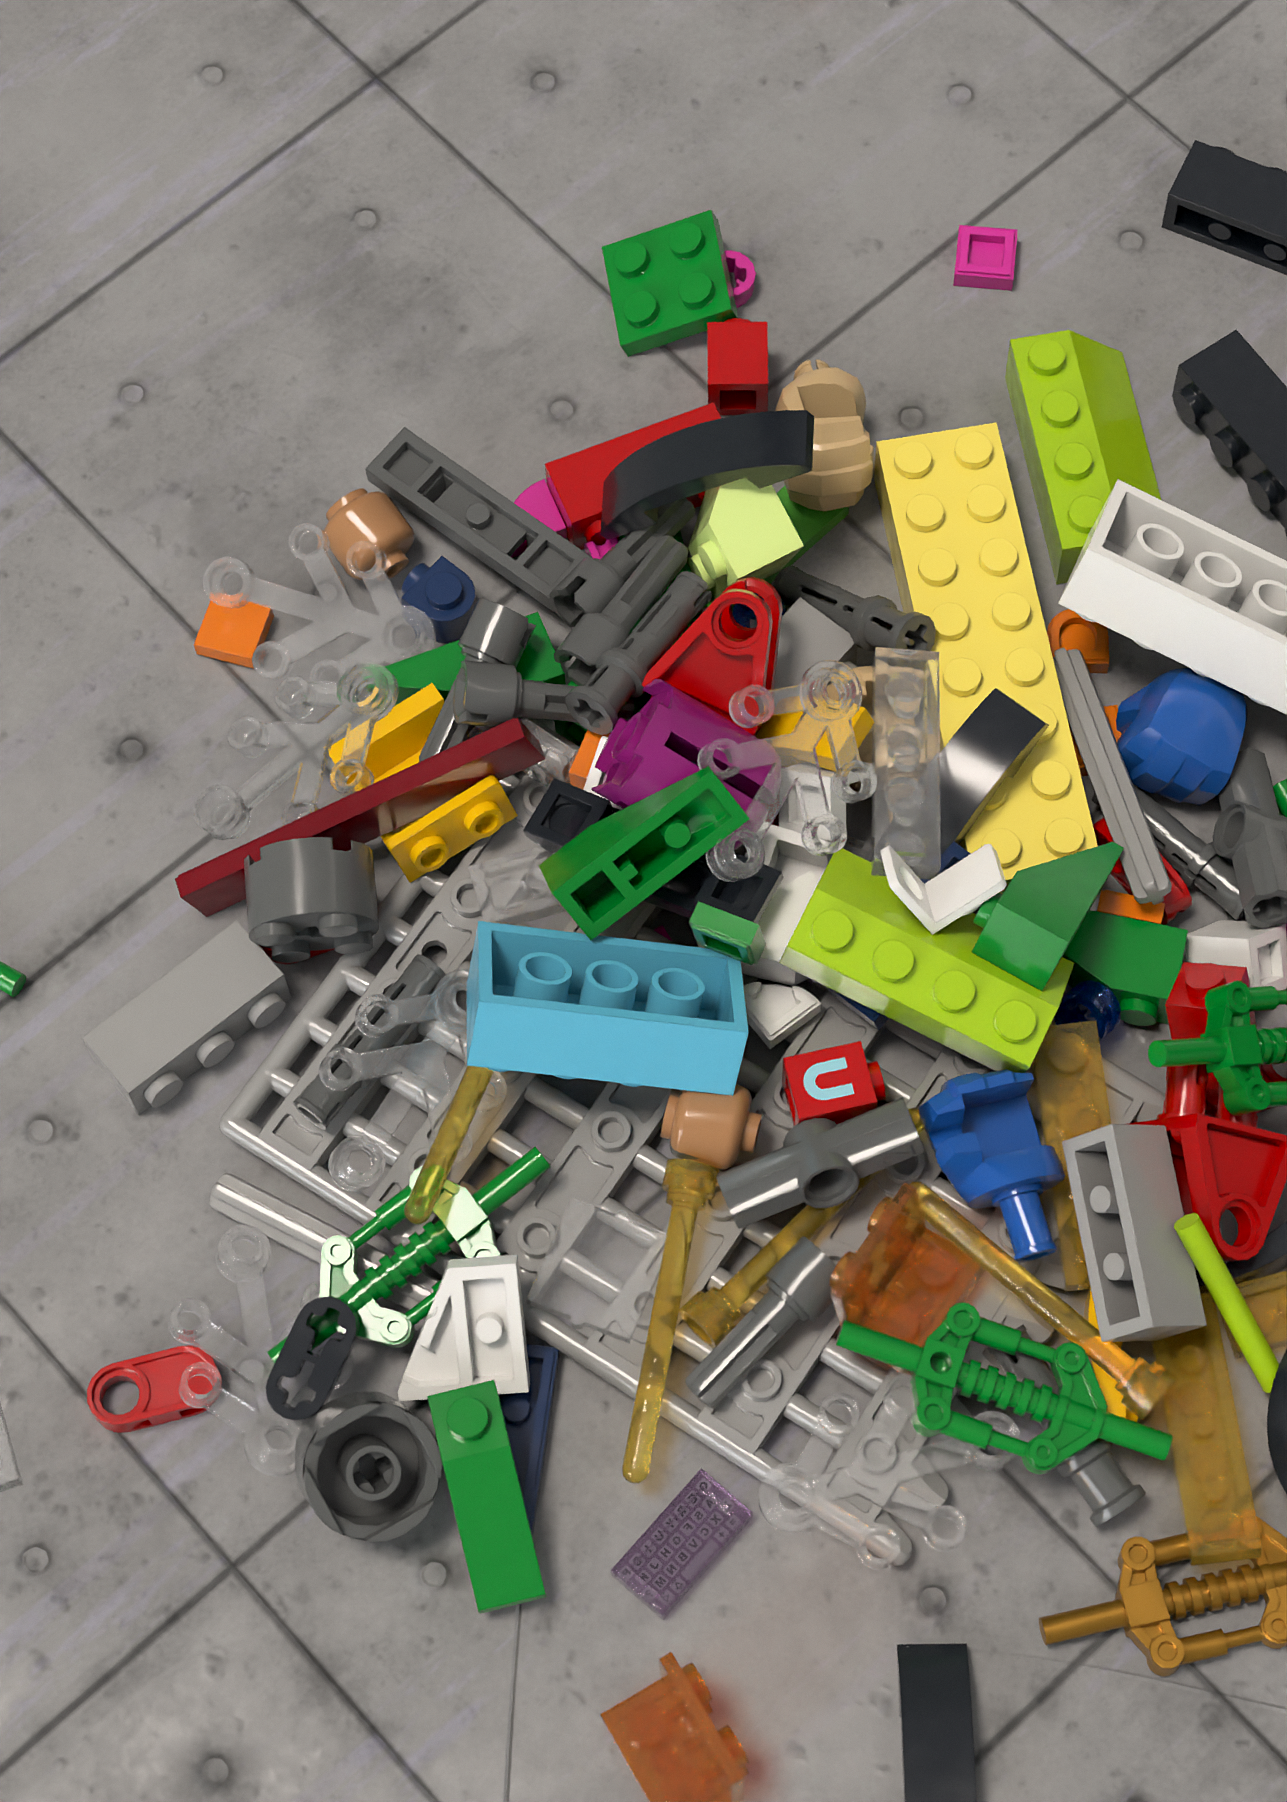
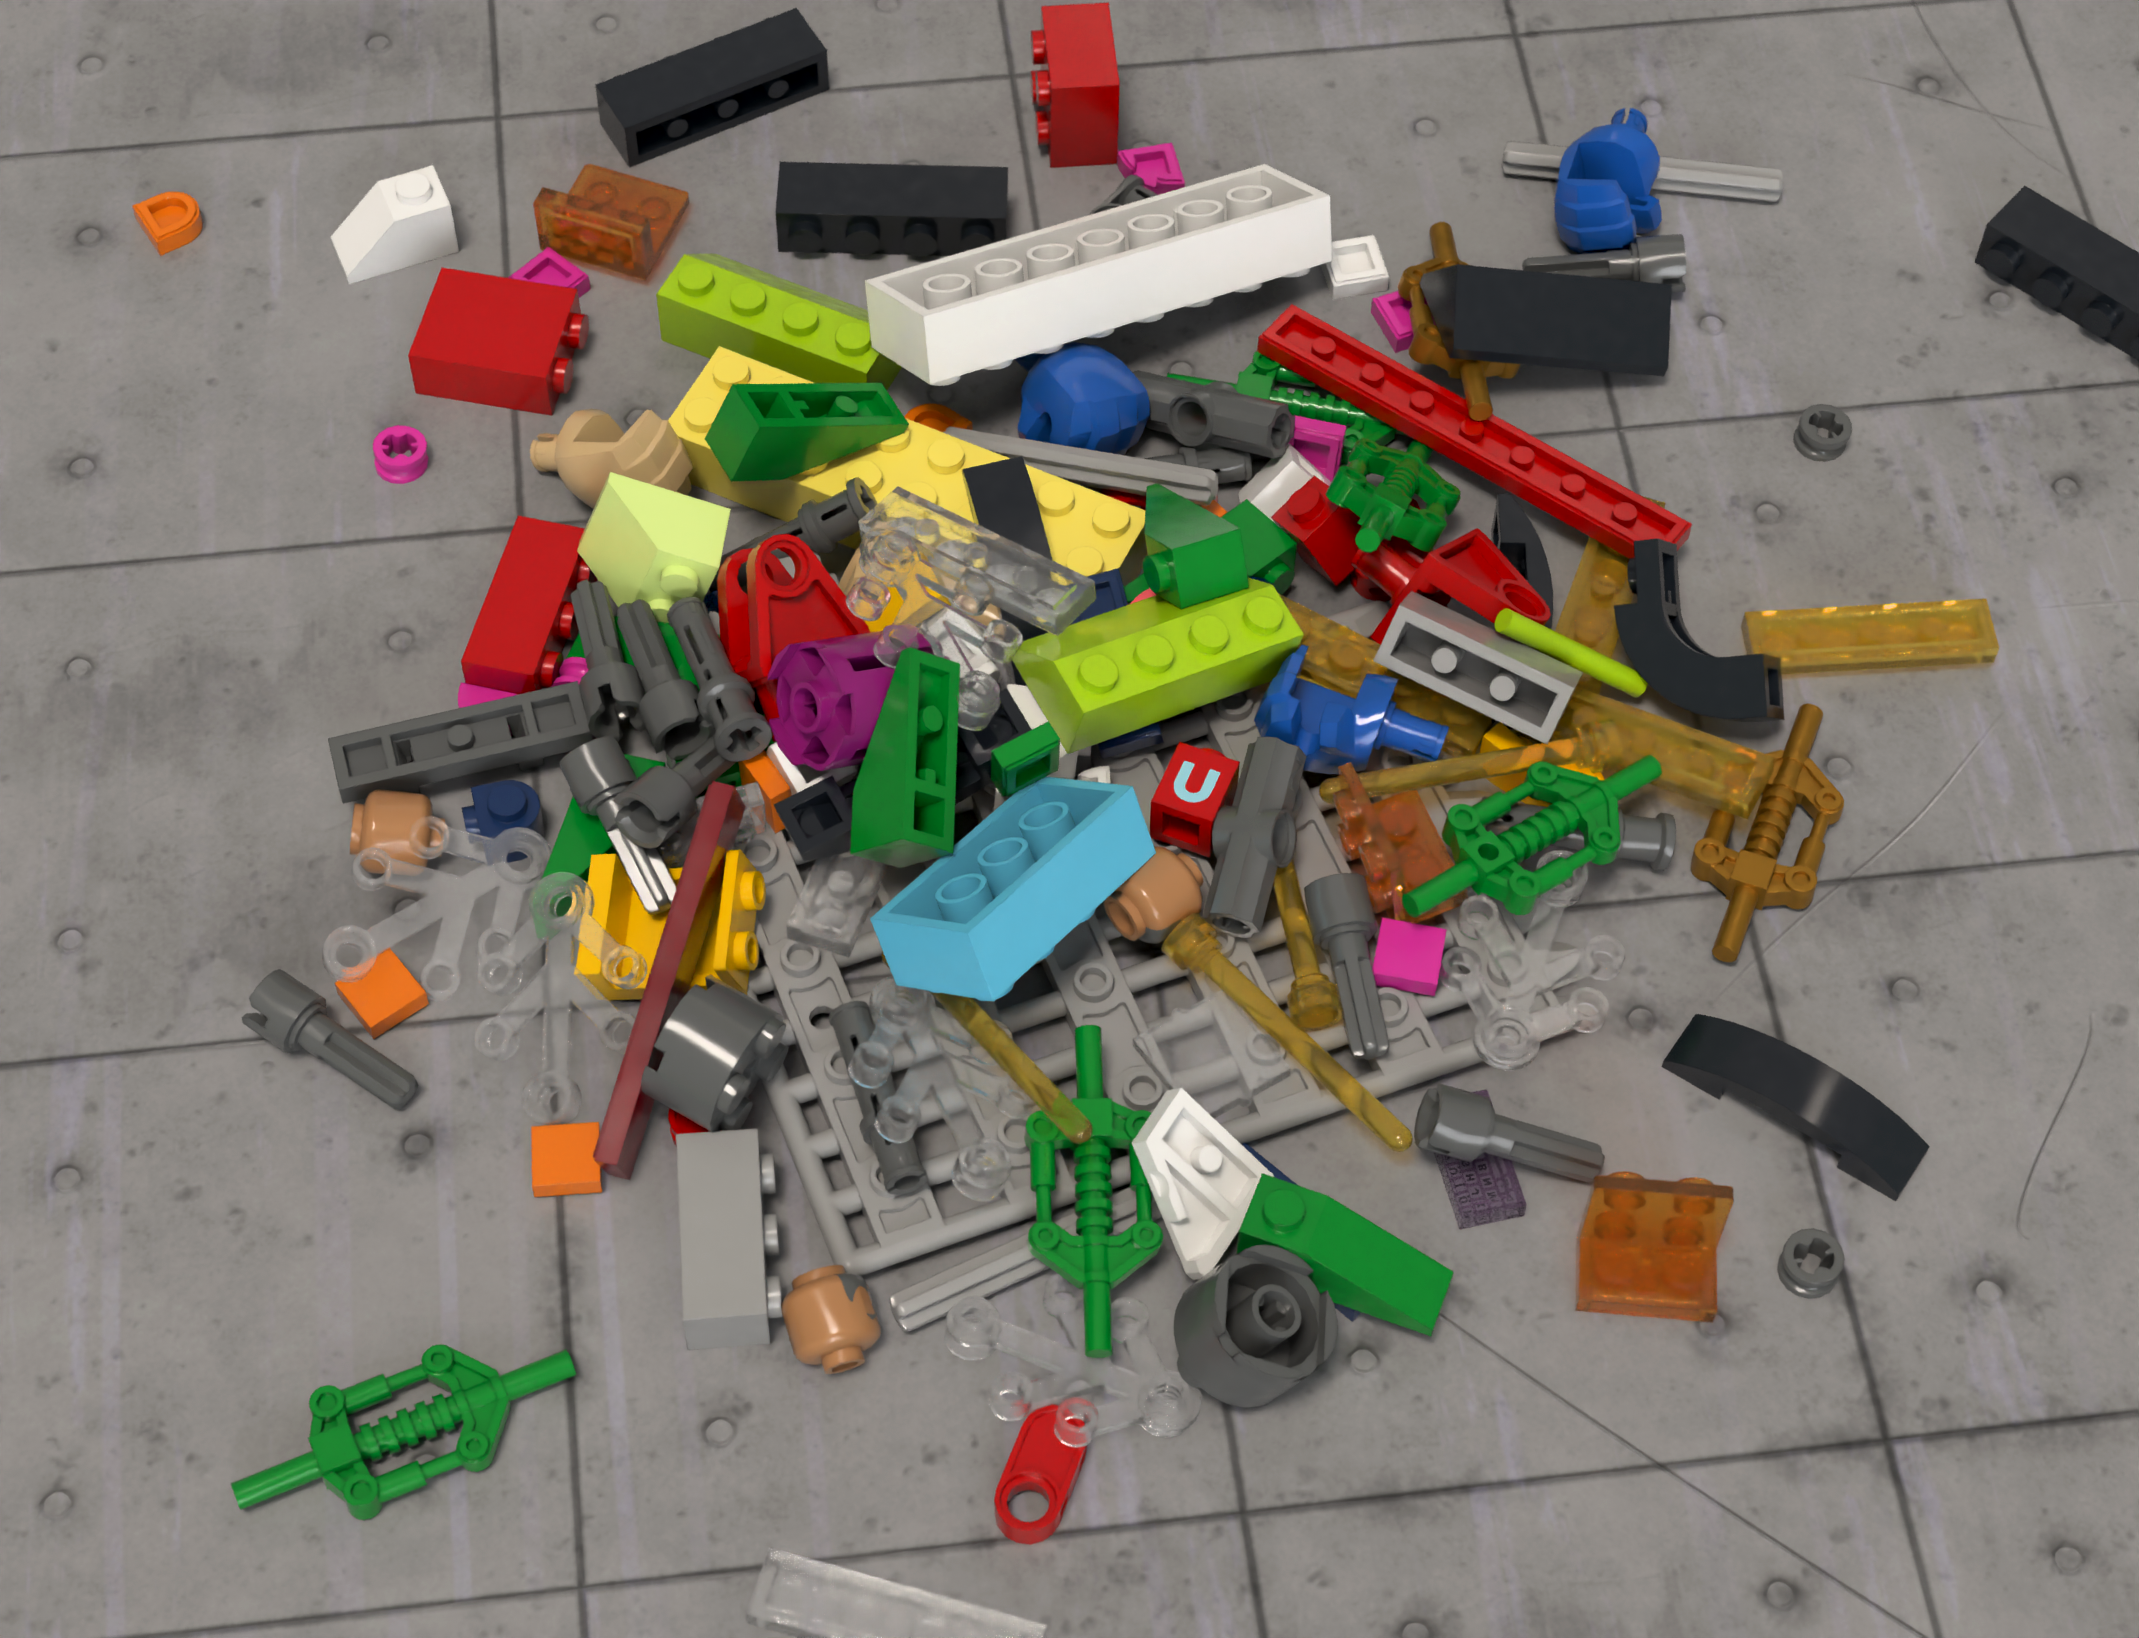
camera: 60 degrees left, 10 degrees down
(160, 589) = (298, 1019): none -> dark grey piece
(172, 1143) = (830, 1318): none -> medium nougat head
(178, 852) = (565, 1159): none -> orange tile
(298, 1350) = (1142, 1310): black beam -> none
(669, 282) = (369, 488): green plate -> none
(682, 1517) = (1467, 1126): none -> dark grey piece
(704, 456) = (595, 526): black slope -> none
(738, 366) = (491, 489): red brick -> none
(817, 1365) = (1408, 956): none -> dark pink tile
(886, 264) = (498, 341): none -> red brick
(940, 113) = (396, 226): none -> white slope
(943, 540) = (794, 427): none -> green slope
(951, 893) = (1123, 582): white bracket -> none
(1083, 253) = (610, 220): none -> clear orange bracket

